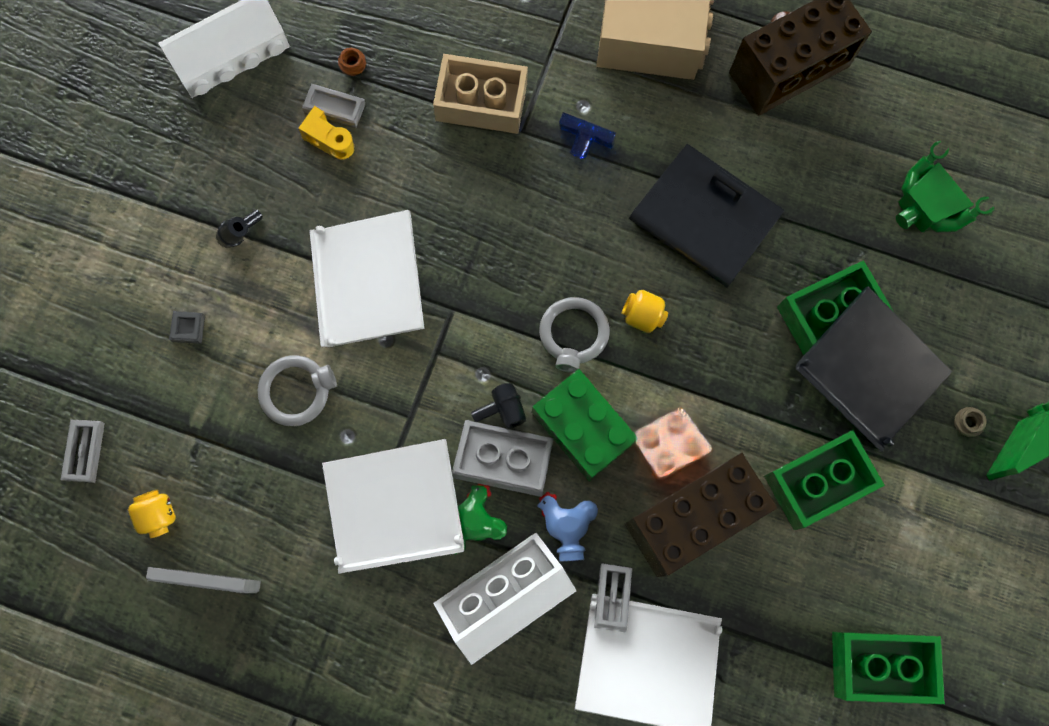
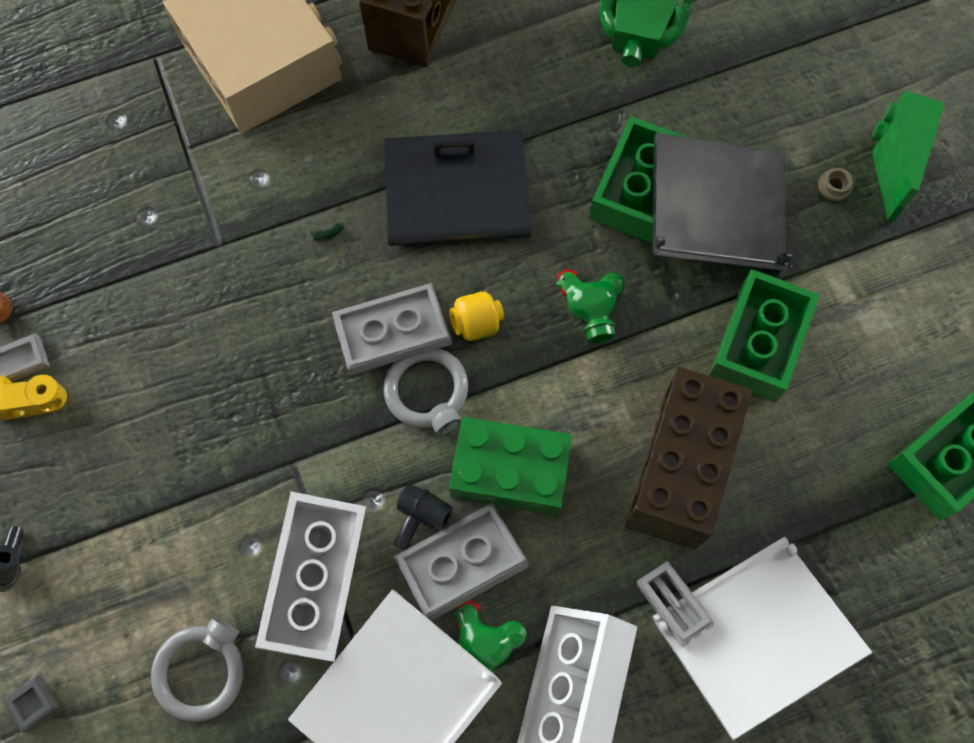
camera: 35 degrees left, 5 degrees down
(366, 279) = (181, 503): white container -> none
(404, 389) = (311, 577): none -> white slope
(480, 93) = (149, 239): tan brick -> none
(567, 525) = (575, 572): medium blue animal -> none
(584, 274) = (391, 328): none -> light grey tile
(586, 134) = (284, 200): clear blue tile -> none
(600, 179) = (331, 231): none -> dark green leg
(671, 443) = (604, 415): clear orange hinge -> none
(729, 364) = (592, 302): none -> green animal

